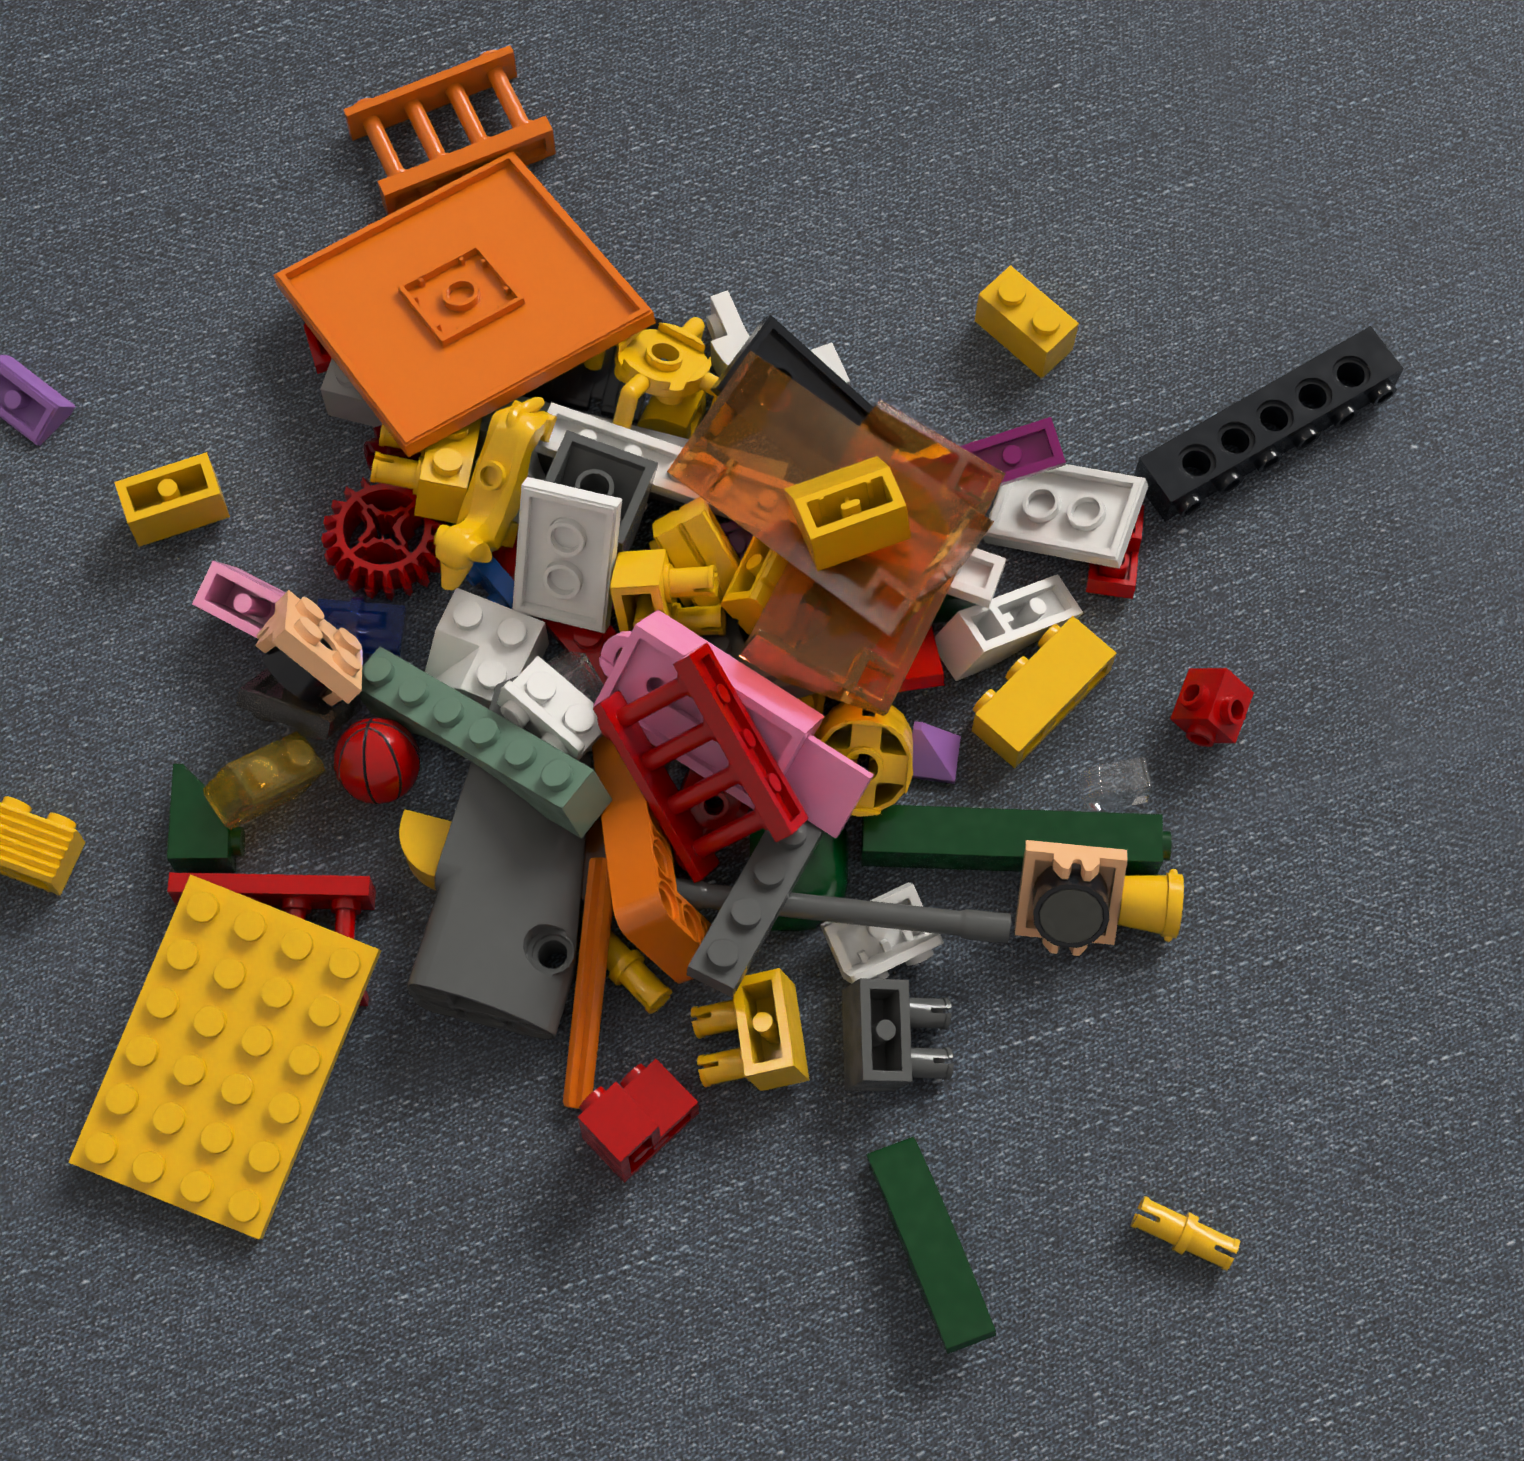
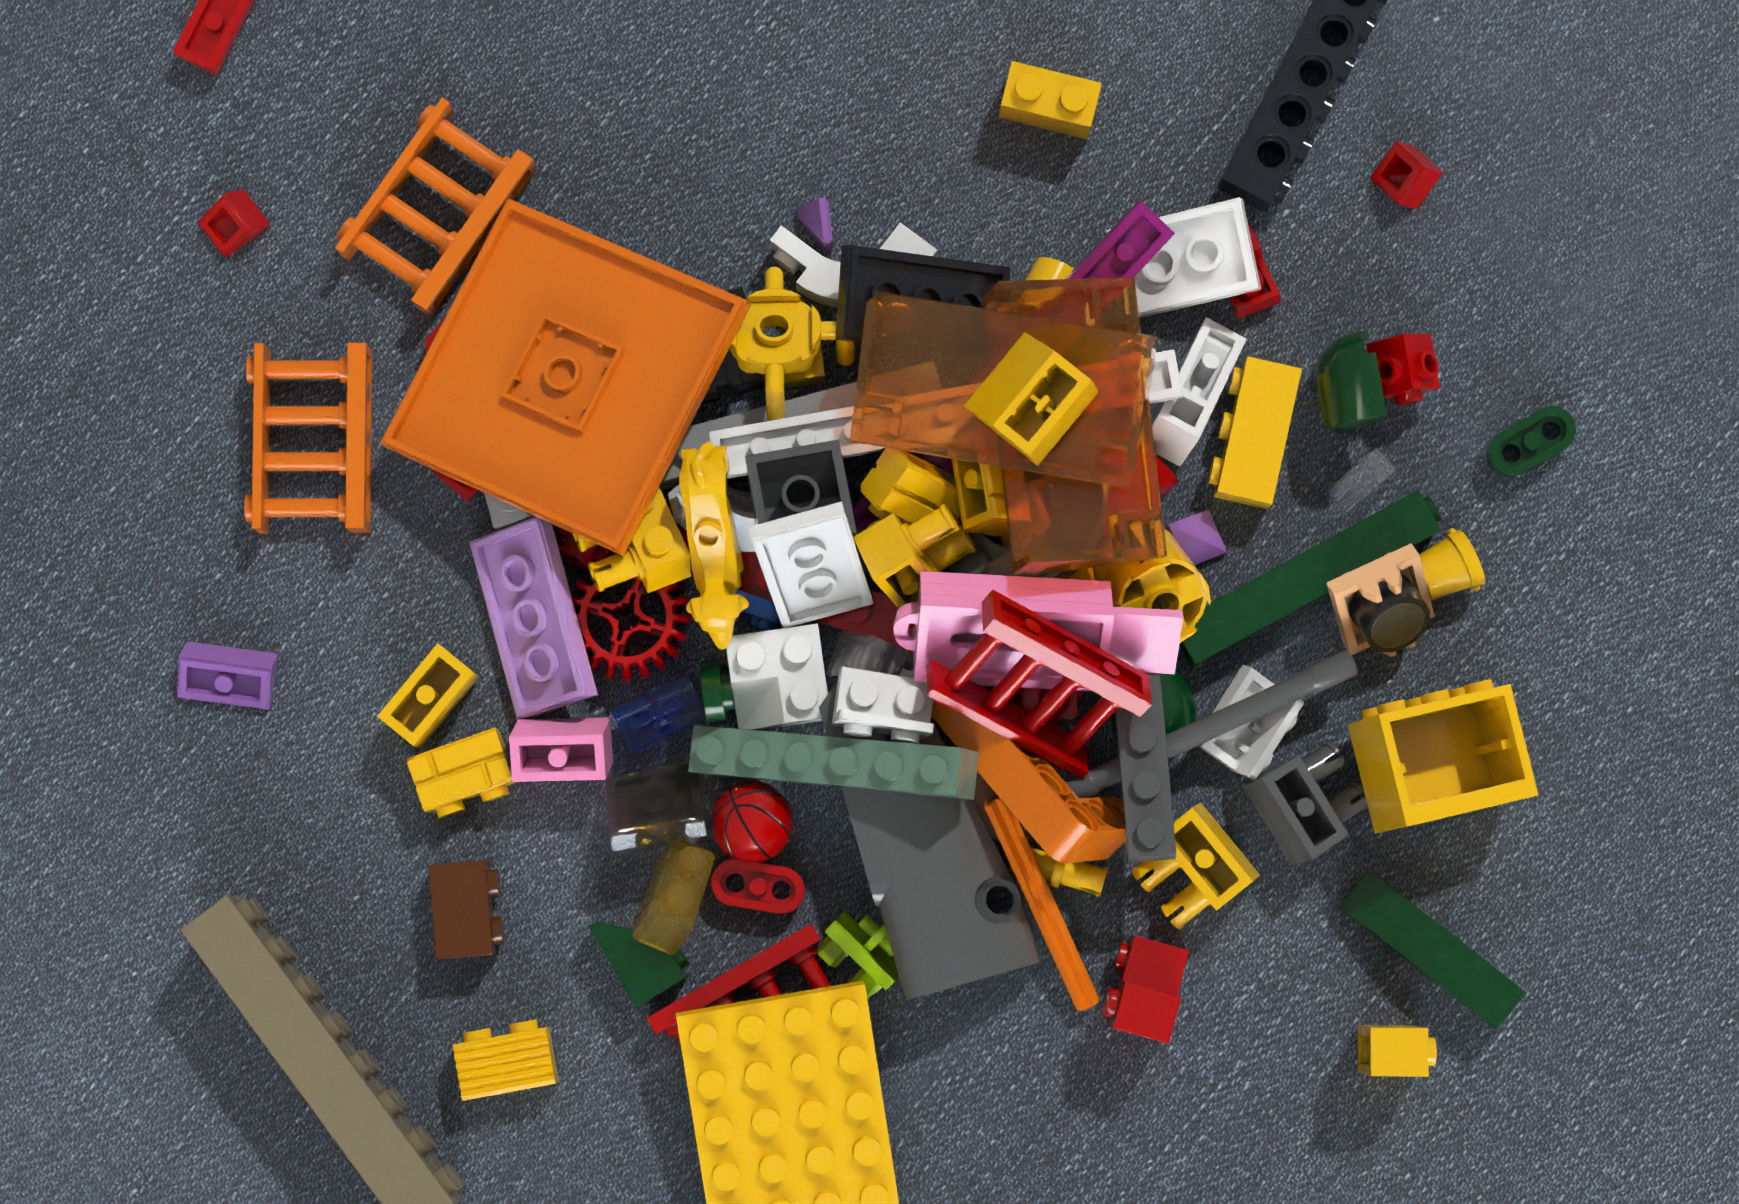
camera: 30 degrees left, 15 degrees up
(79, 695) = (465, 909): none -> reddish brown brick
(155, 580) = (461, 772): none -> yellow brick
(243, 286) = (352, 461): none -> orange fence
(279, 59) = (233, 222): none -> red slope
(305, 488) = (533, 618): none -> lavender tile
(310, 653) = (649, 771): light nougat piece -> none
(350, 825) = (758, 886): none -> red plate
(404, 924) = (866, 946): none -> lime hips
(416, 629) = (716, 689): none -> dark green plate
(422, 844) = (835, 867): yellow brick -> none
(765, 304) = (816, 219): none -> medium lavender slope
(836, 1310) = (1395, 1050): none -> yellow brick
(1043, 1060) = (1441, 755): none -> yellow container
(1149, 690) = (1348, 385): none -> dark green brick
(1185, 1233) = (1622, 822): yellow pin -> none
(1293, 838) = (1529, 441): none -> dark green plate
(1311, 554) = (1406, 175): none -> red slope

